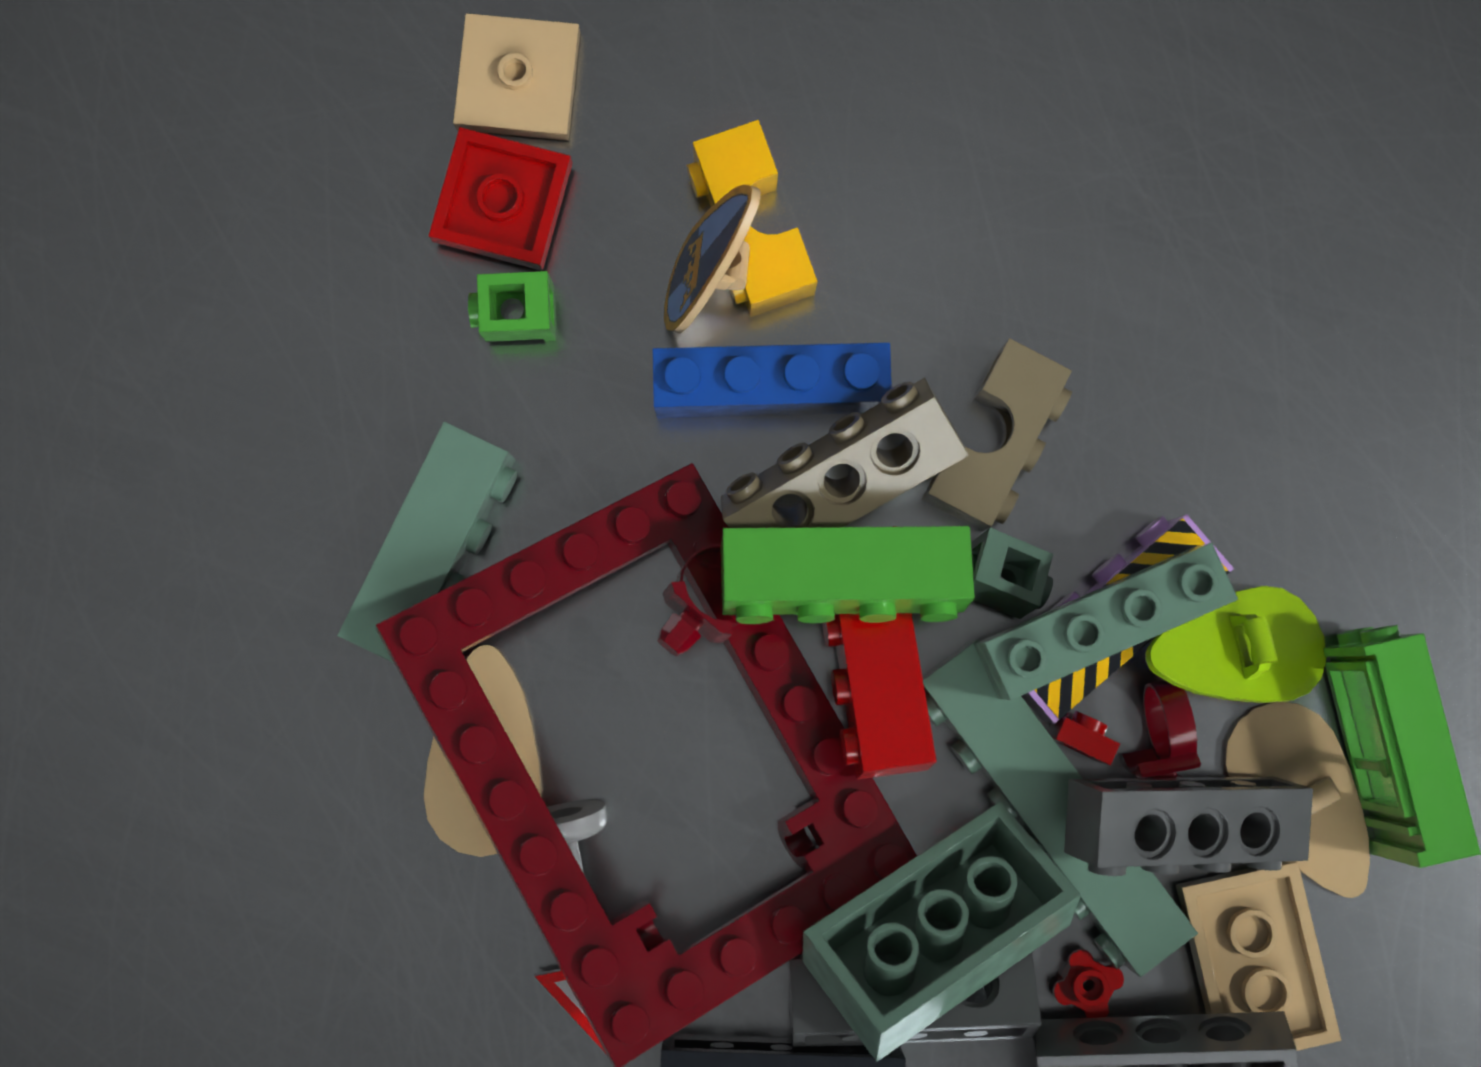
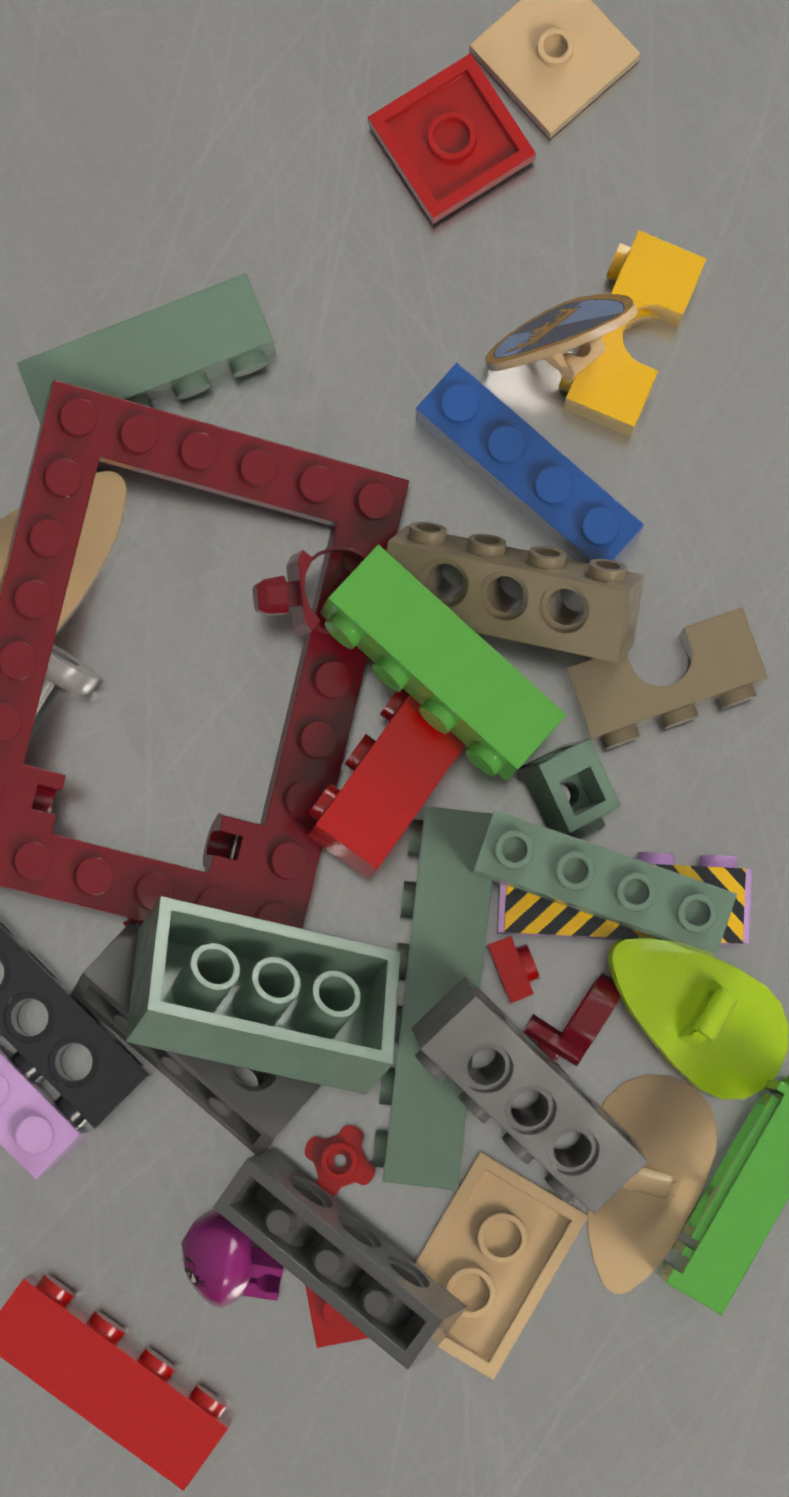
camera: 50 degrees right, 0 degrees up
(499, 291) = (381, 209): bright green brick -> none

